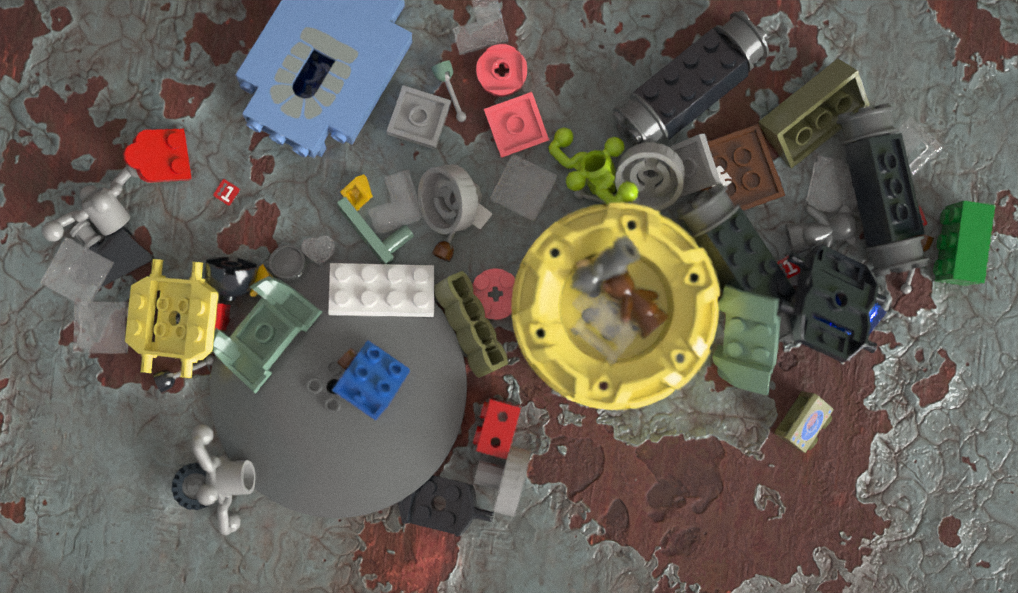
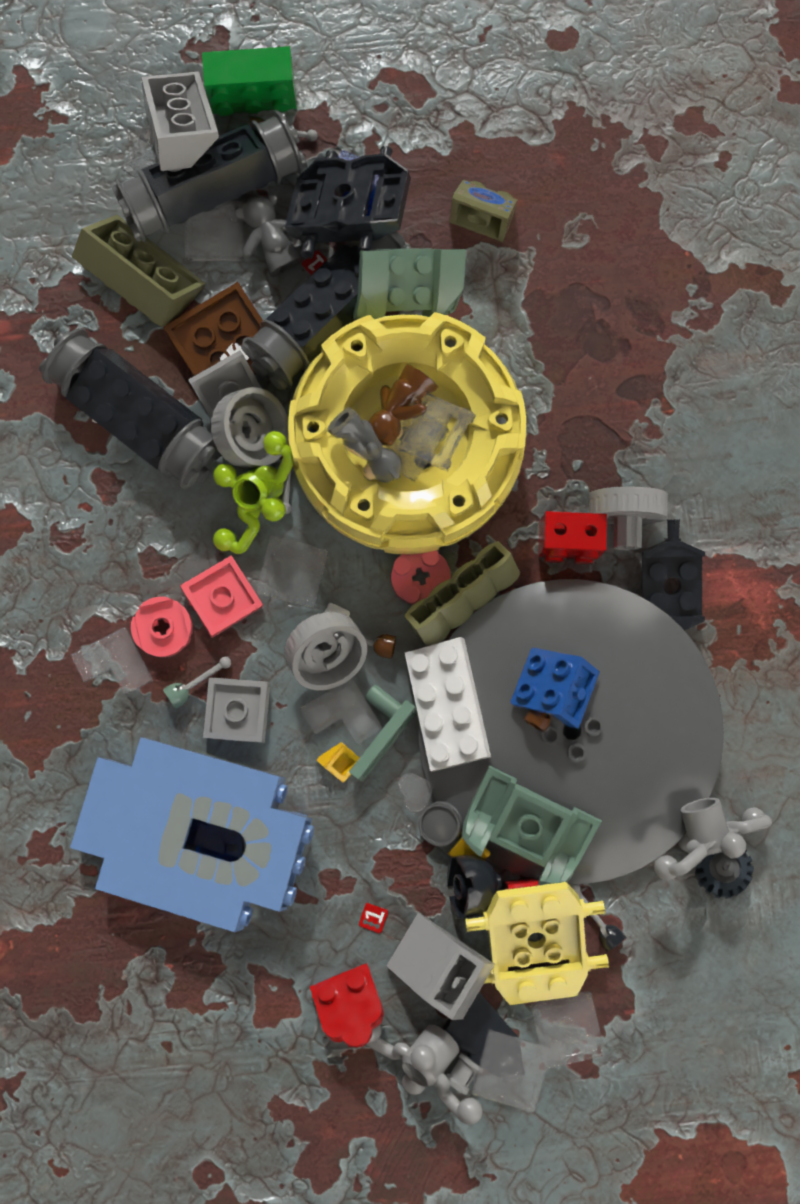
camera: 105 degrees left, 5 degrees down
(171, 234) = (440, 967): none -> light grey slope
(939, 173) = (178, 118): none -> light grey slope

